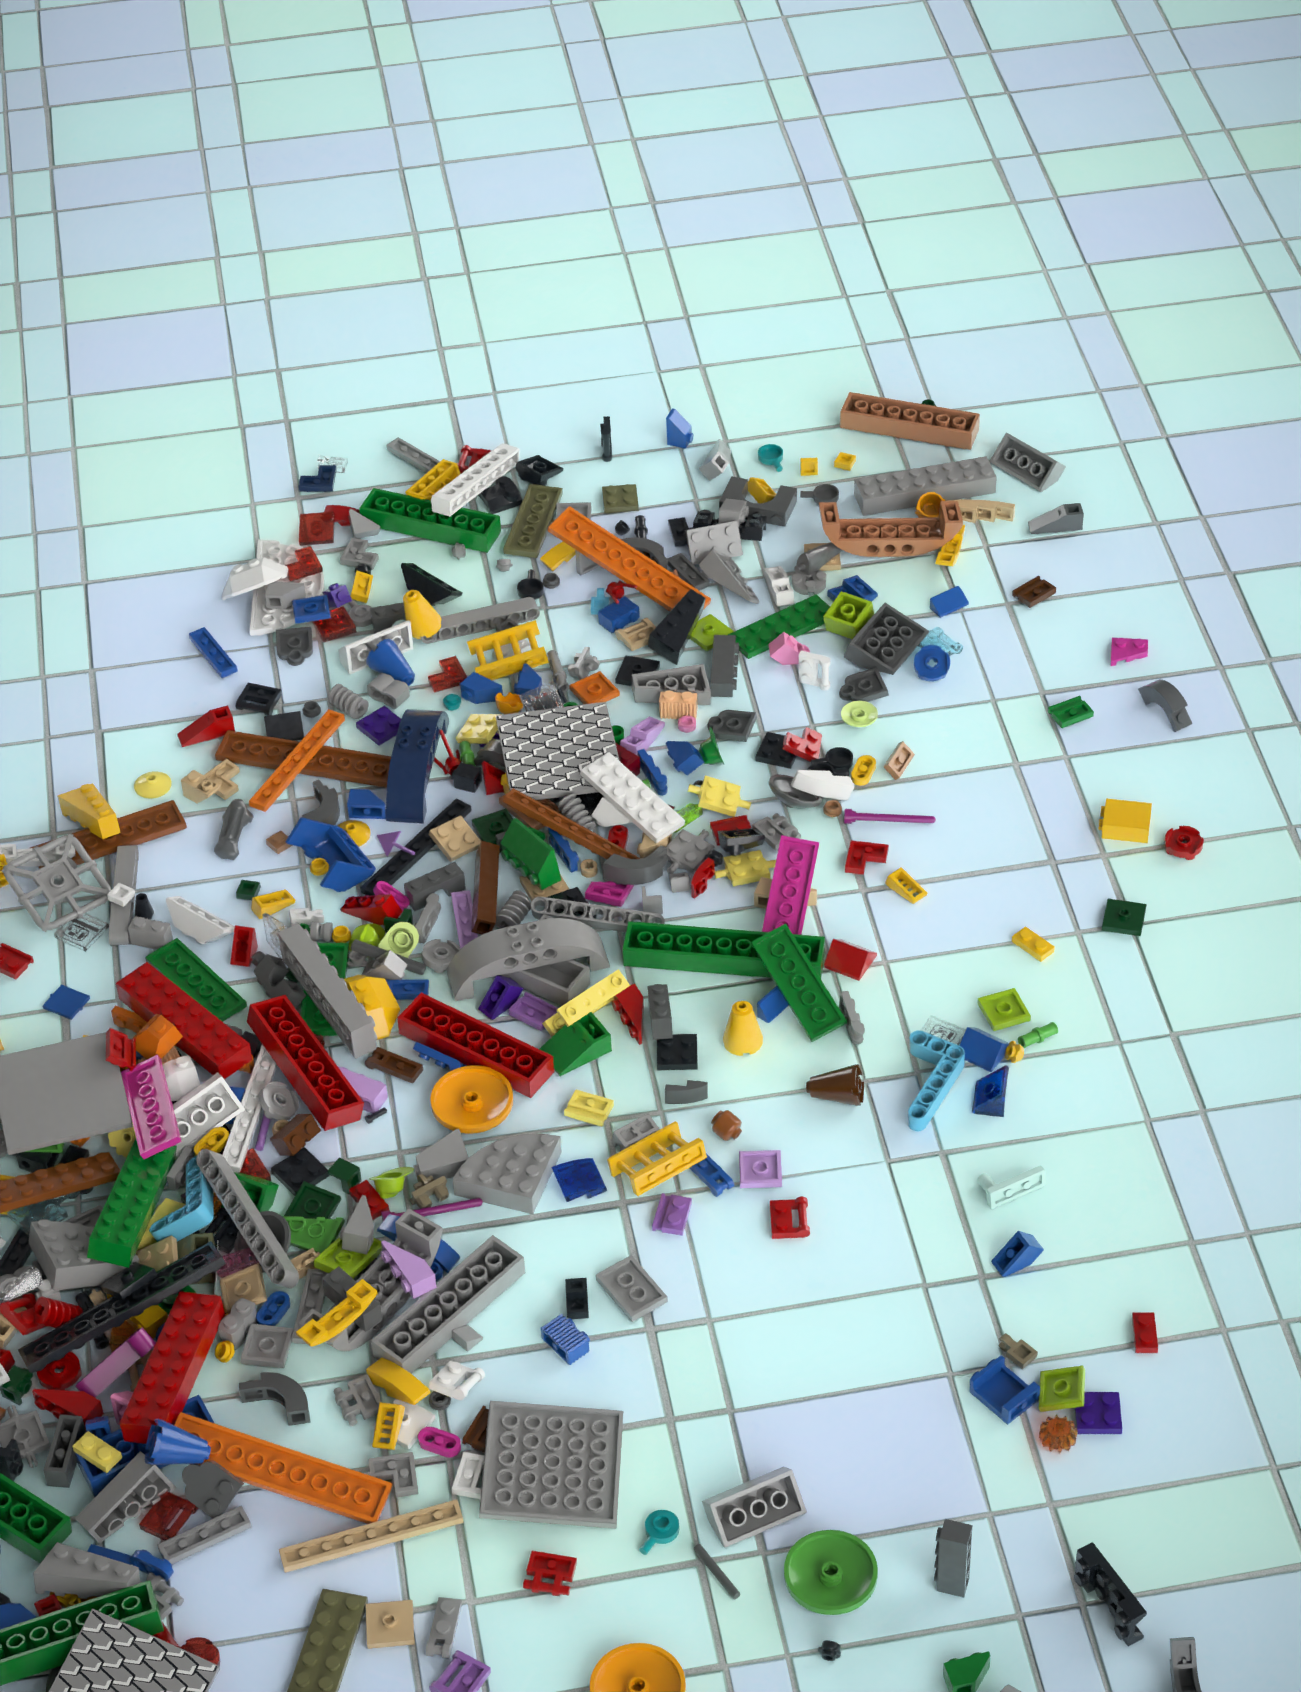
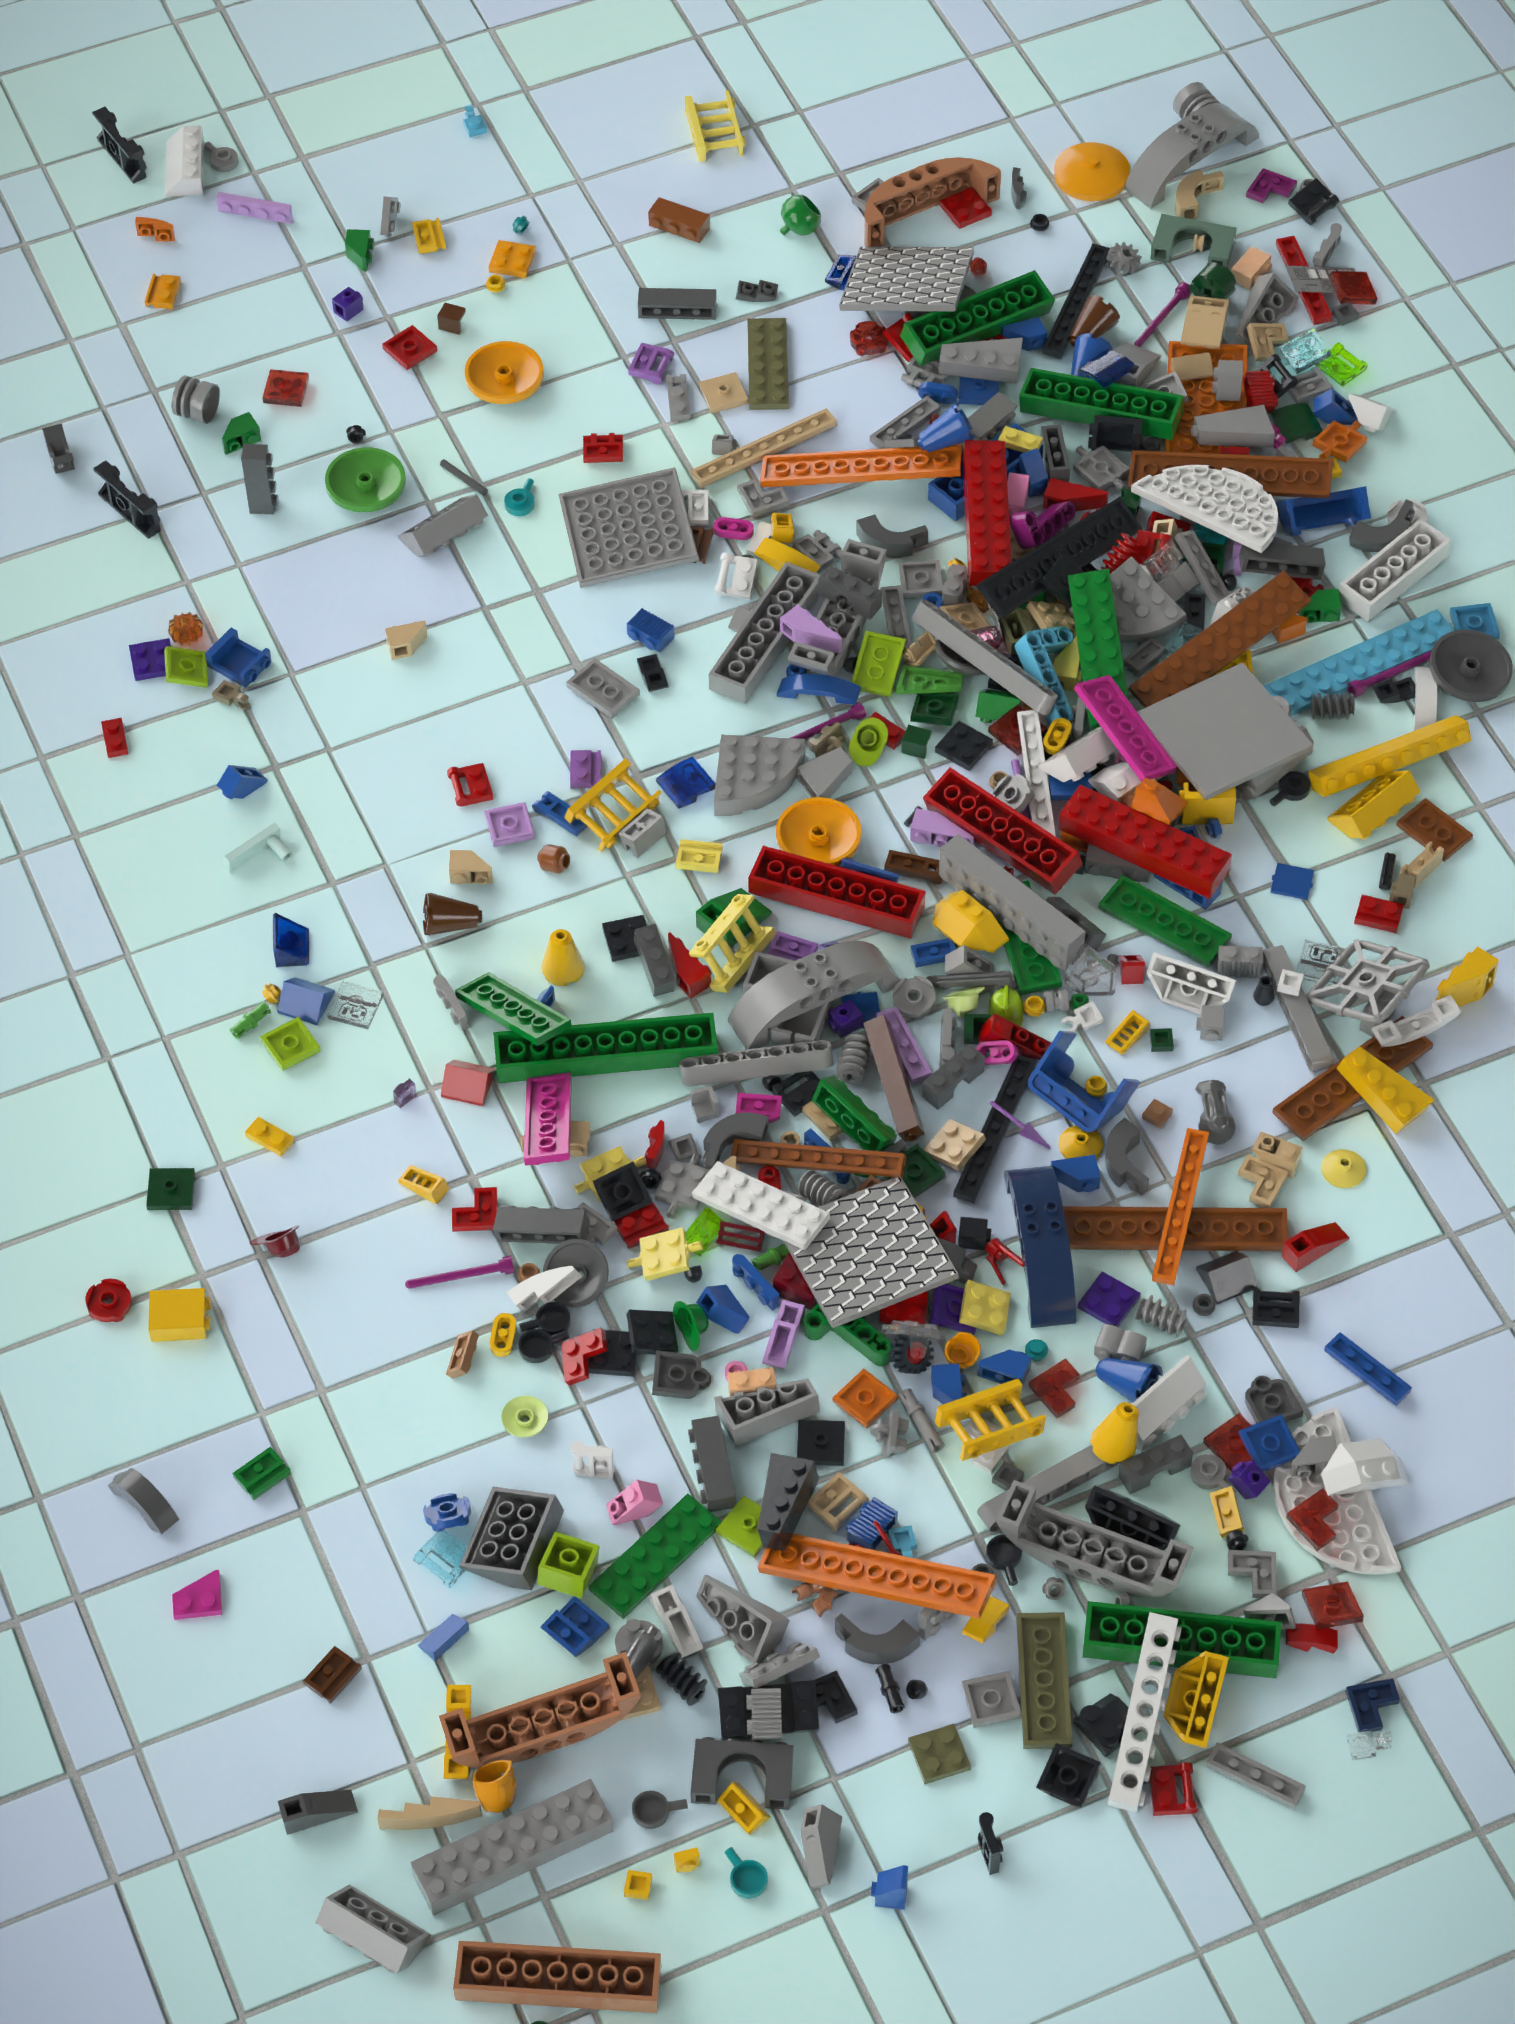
camera: 165 degrees right, 10 degrees up
(120, 1049) = (1183, 771): red plate -> none
(200, 892) = (1211, 1023): none -> light grey brick
(295, 1134) = (981, 764): reddish brown piece -> none
(340, 1316) = (853, 549): yellow slope -> none
(359, 1228) = (874, 680): light grey slope -> none
(413, 1558) = (722, 444): none -> light grey slope
(459, 565) = (1088, 1549): none -> light grey slope
(466, 755) = (985, 1265): bright green pin -> none
(688, 571) = (805, 1623): dark grey plate -> none
(692, 1092) = (597, 888): dark grey slope -> none
(744, 751) = (651, 1331): none -> black plate
(783, 551) = (682, 1678): none -> black piece
(809, 1131) = (468, 868): none -> tan slope
(814, 827) = (540, 1224): none -> dark grey brick
(823, 1377) = (405, 639): none -> tan slope
(864, 686) = (528, 1466): dark grey plate -> none
(908, 951) = (404, 1093): none -> clear purple plate
(949, 1064) = (338, 958): medium azure beam -> none
(1038, 857) = (280, 1243): none -> dark red piece

